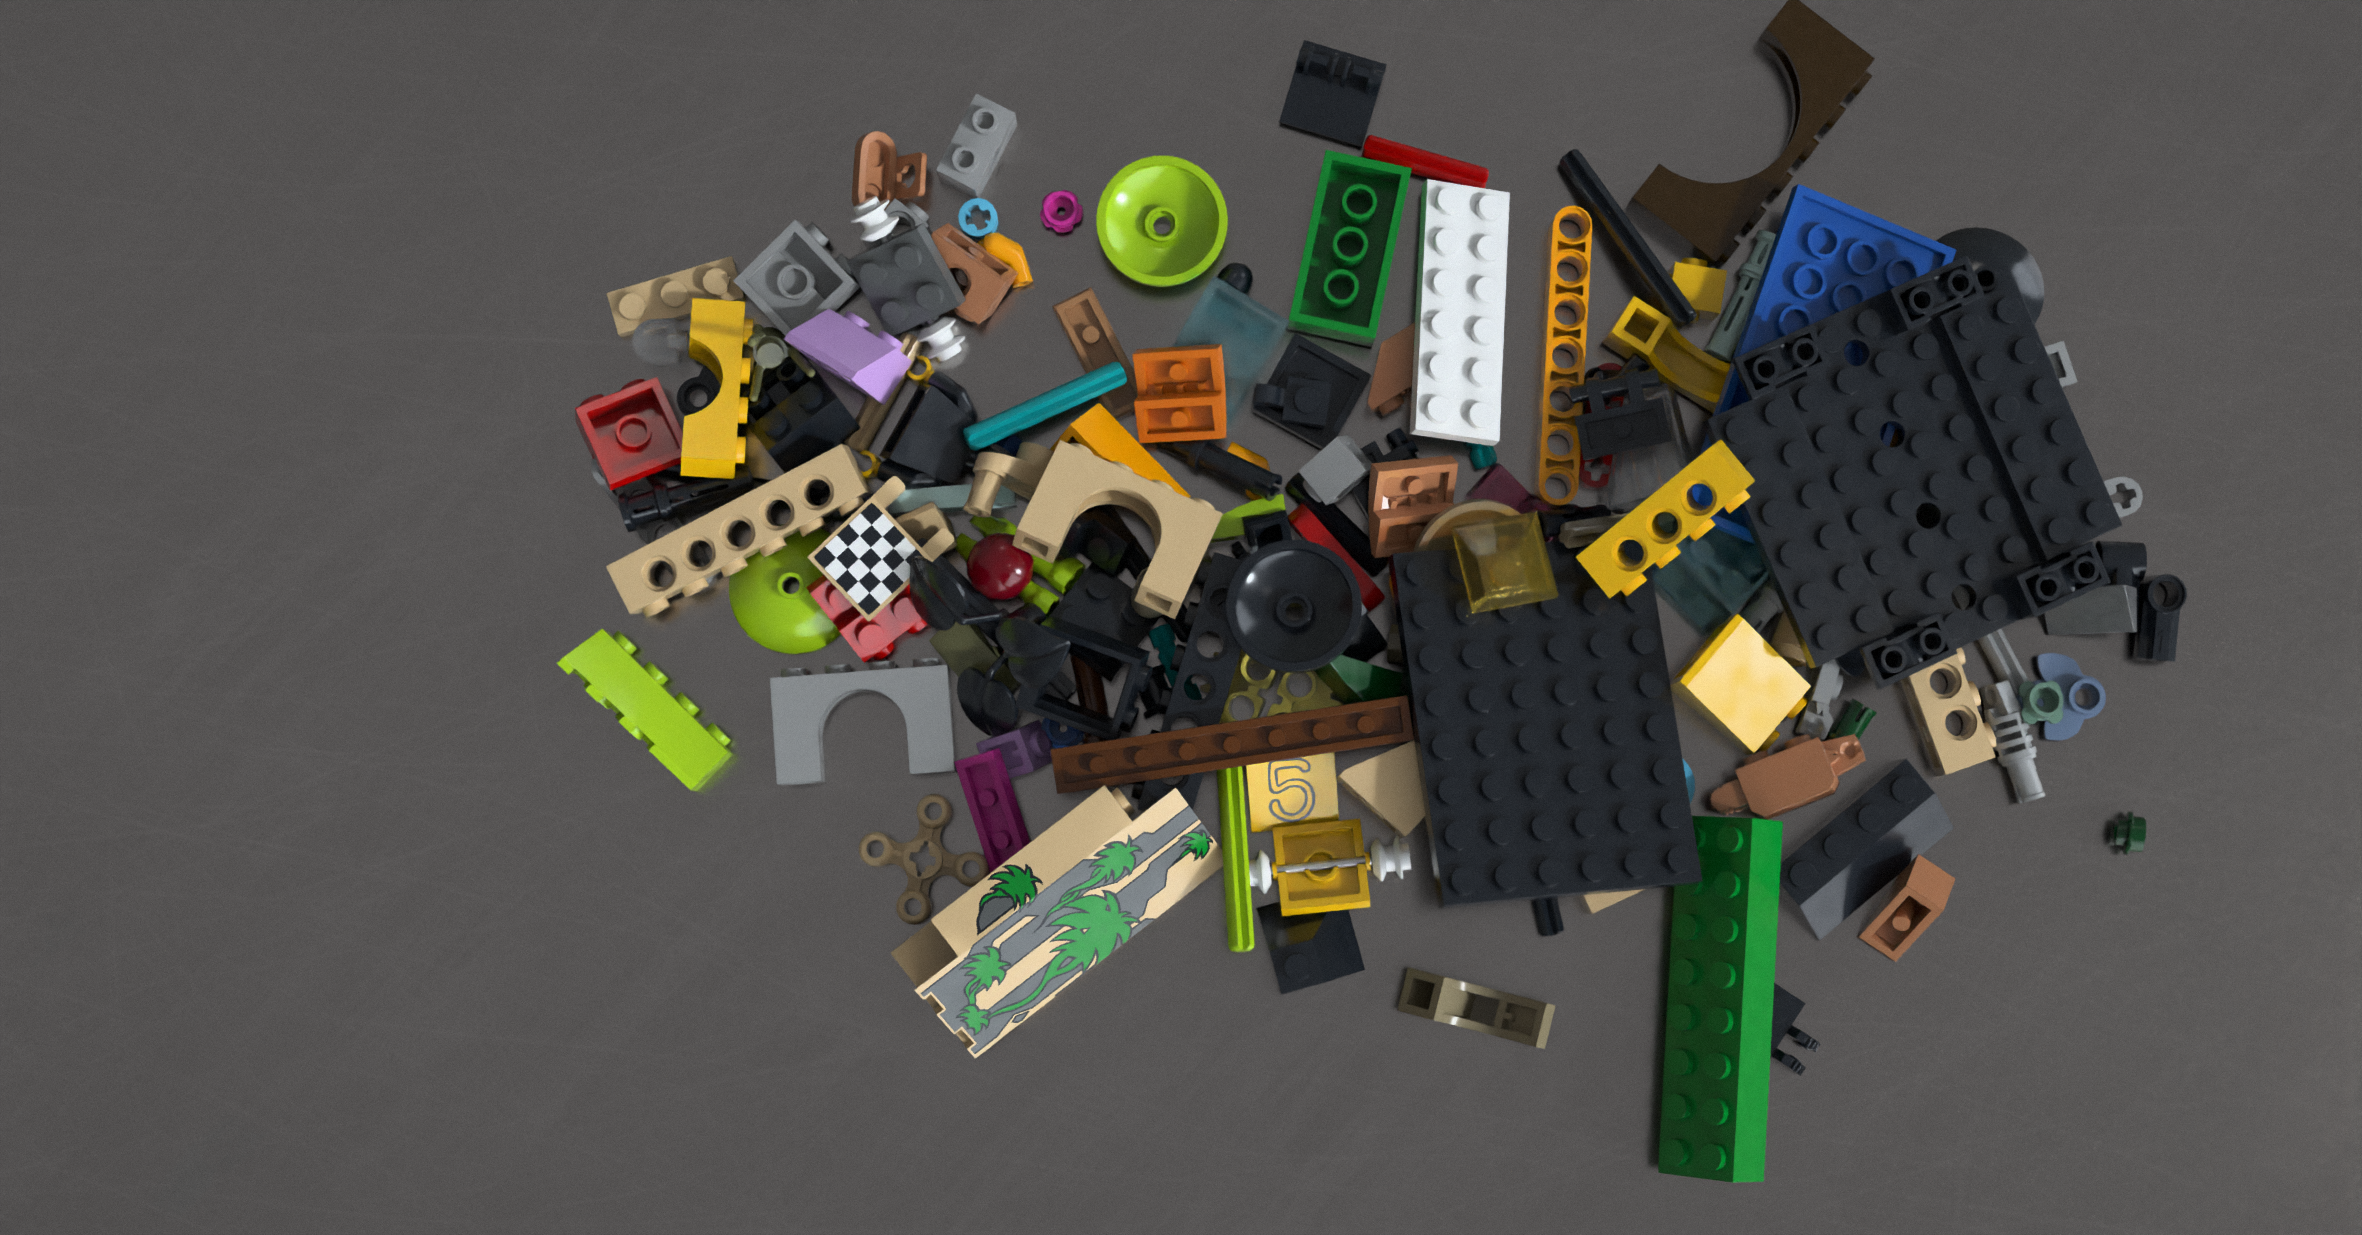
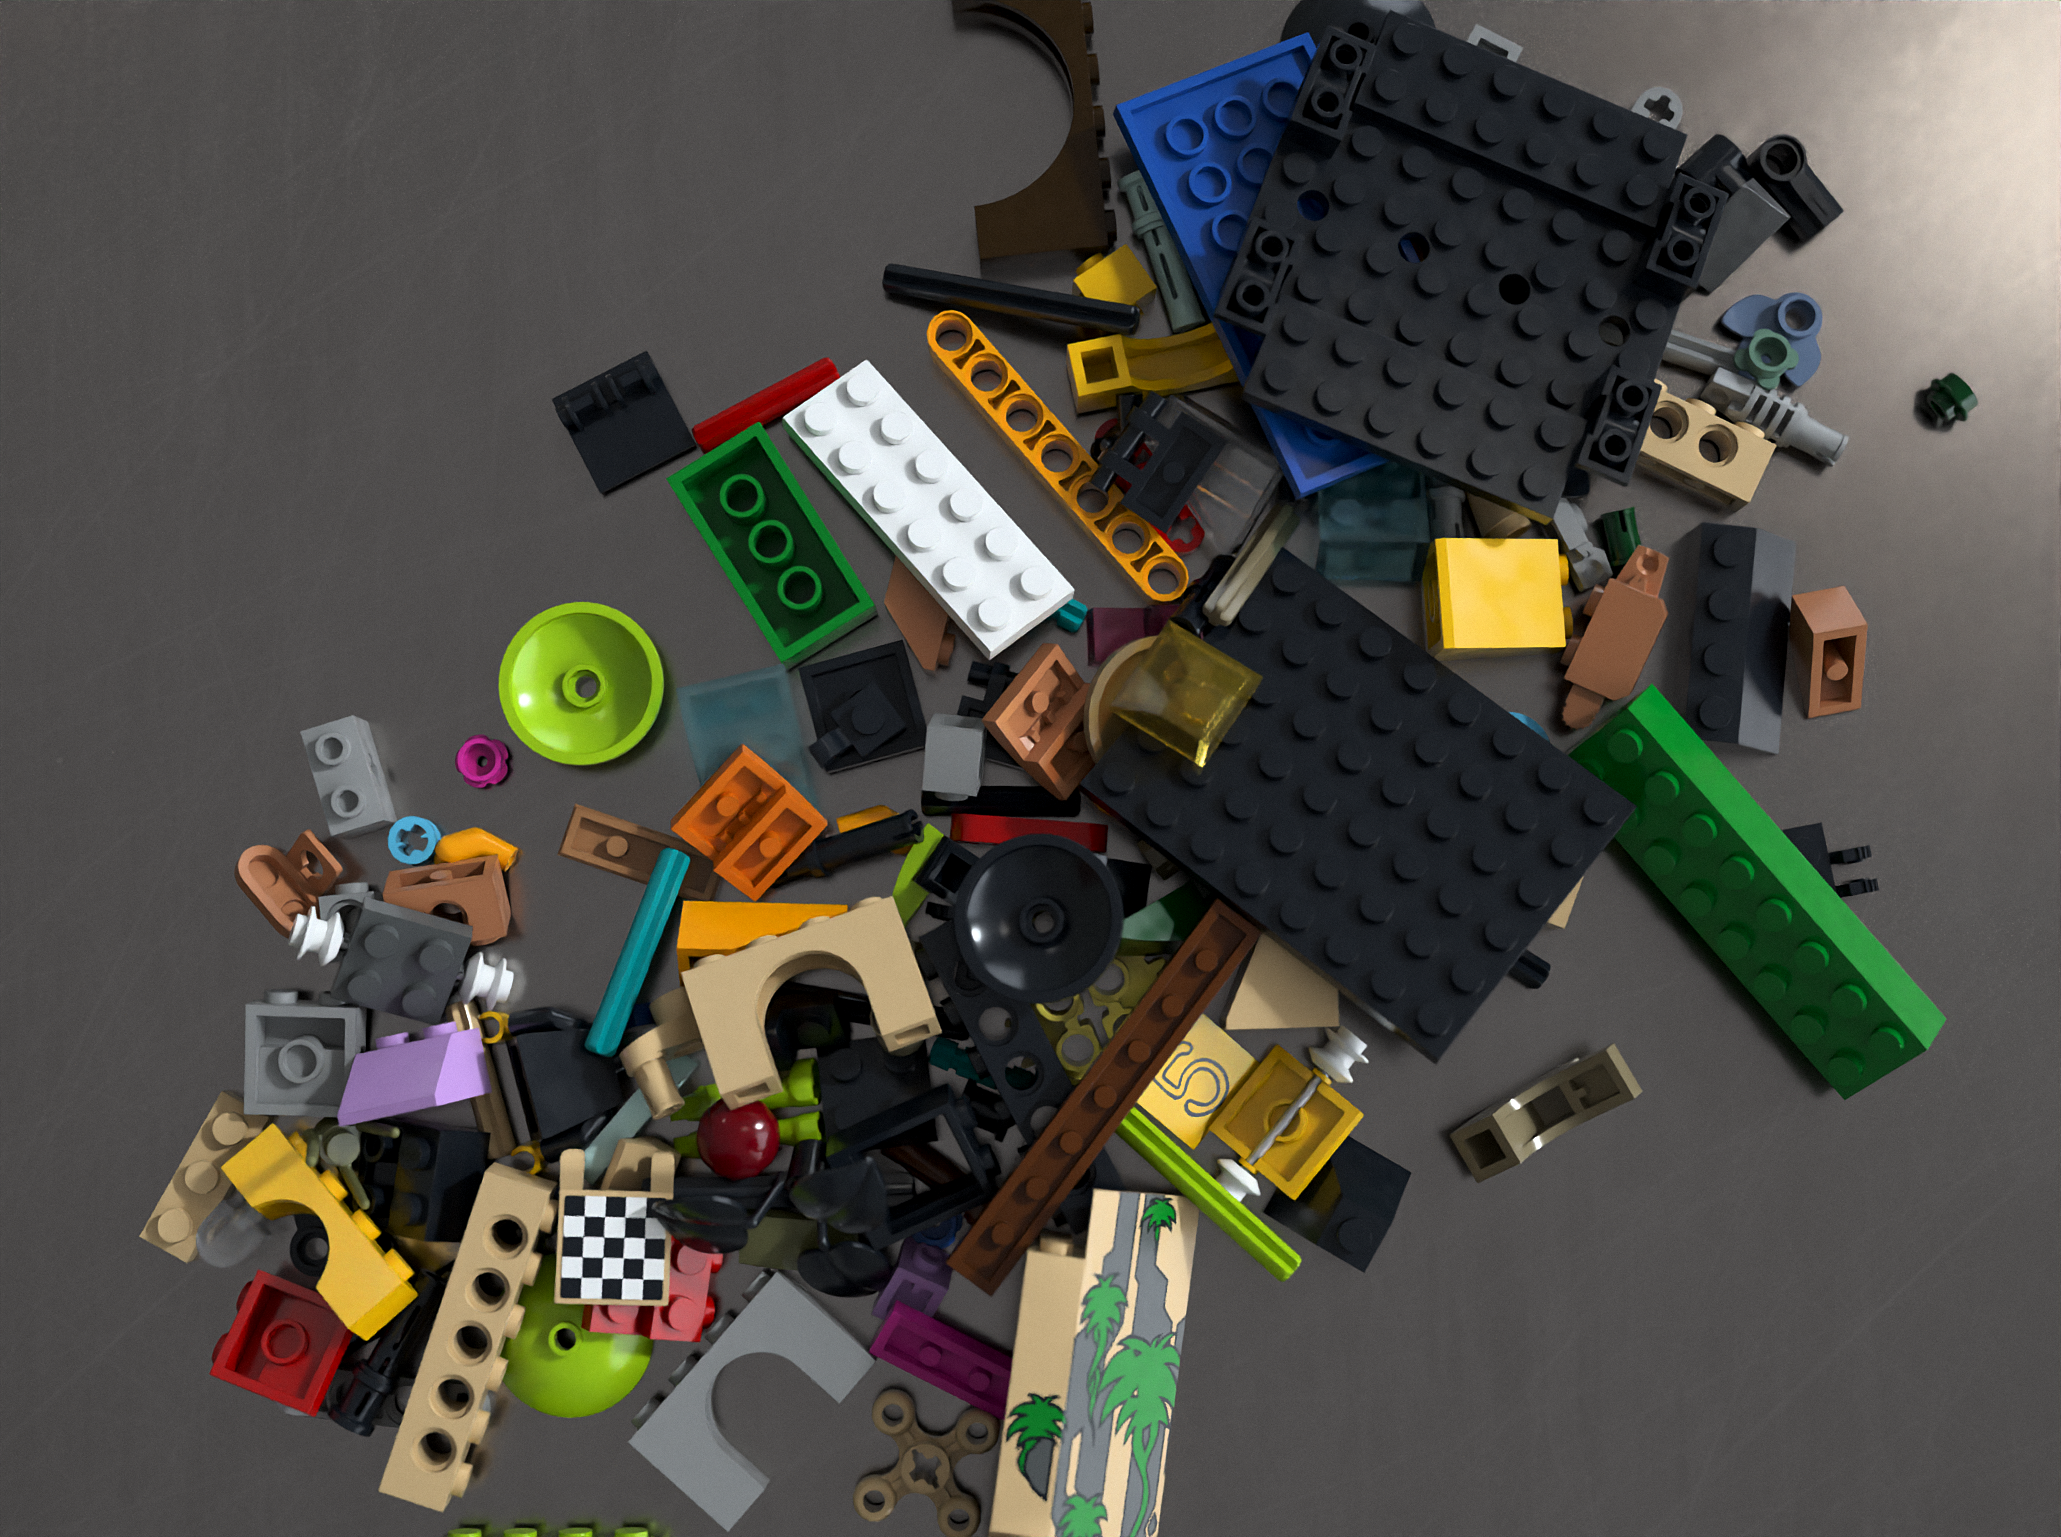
camera: 45 degrees left, 0 degrees up
(1238, 276) = (697, 667): black hinge -> none
(1607, 557) = (1294, 429): yellow brick -> none

